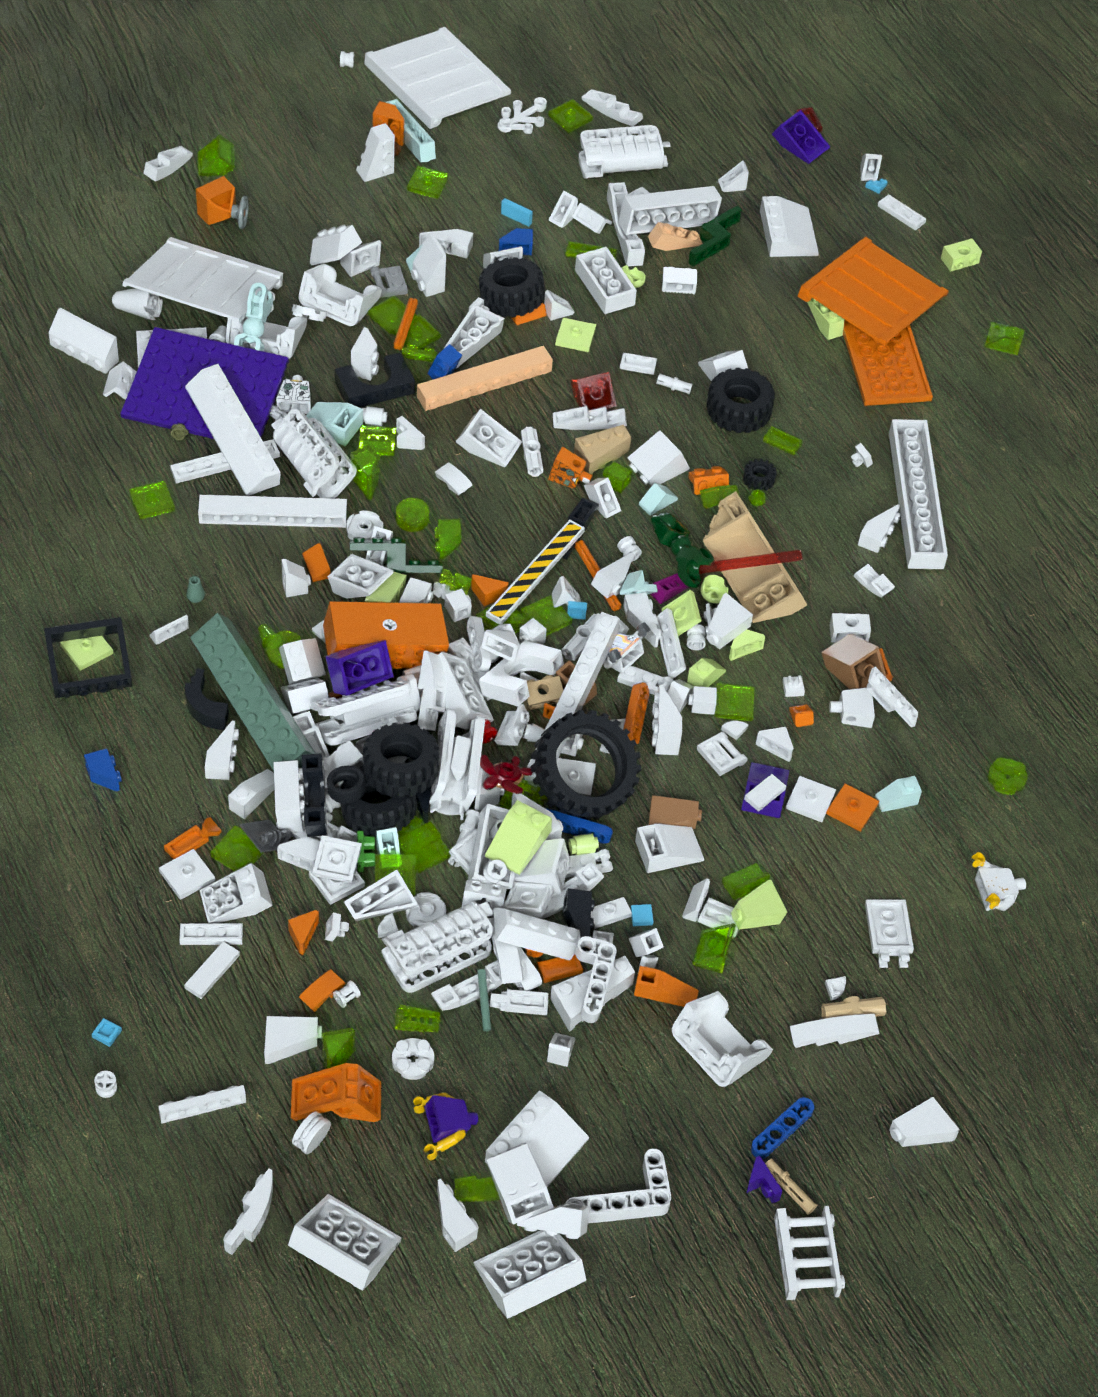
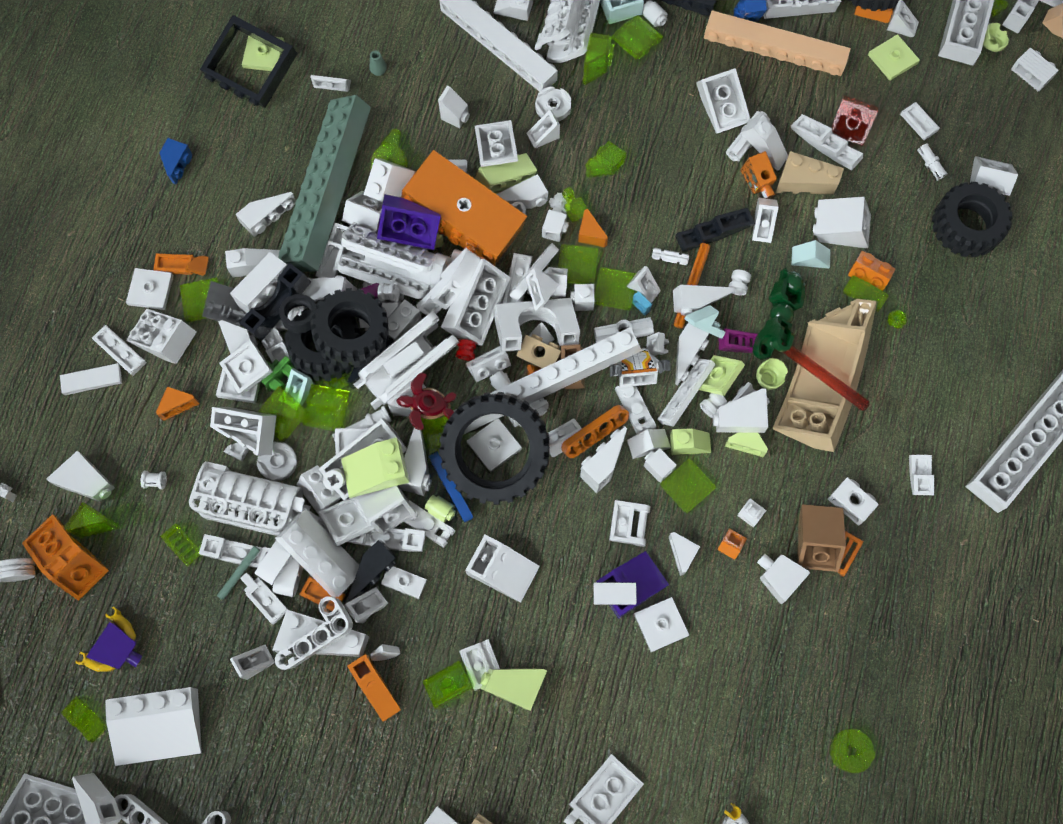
camera: 50 degrees right, 20 degrees up
(203, 710) = (288, 156): black arch -> none
(316, 563) = (488, 108): orange slope -> none
(322, 989) = (142, 461): orange slope -> none
(335, 927) = (198, 419): white tile -> none
(396, 555) = (546, 147): bracket -> none
(408, 435) = (663, 52): white slope -> none
(412, 514) = (599, 121): clear neon green head -> none
(415, 1047) = (136, 569): white plate -> none
(453, 478) = (661, 114): white slope -> none
(456, 1225) = (38, 732): white slope -> none
(519, 1184) = (98, 752): white slope -> none
(535, 572) = (639, 244): tile -> none
(547, 440) = (765, 138): none -> white slope
(563, 567) = (670, 256): none -> white axle
(618, 475) = (794, 210): clear neon green brick -> none
(642, 915) = (425, 606): medium azure tile -> none
(646, 942) = (398, 635): white brick -> none
(674, 812) = (532, 542): medium nougat slope -> none
(696, 900) = (478, 632): white slope -> none
(715, 1041) = (369, 769): white windscreen -> none
(734, 728) = (664, 510): white tile -> none
(744, 881) = (534, 650): clear neon green bracket -> none
(762, 468) = (927, 292): black tyre -> none
(782, 440) = (975, 283): clear neon green tile -> none
(835, 987) = (509, 806): white tile -> none
(852, 807) = (688, 662): orange plate -> none
(861, 456) = (1030, 351): white tile -> none
(876, 530) = (972, 430): white slope -> none
(890, 697) = (815, 599): white bracket -> none
(899, 794) = (735, 686): light aqua slope -> none

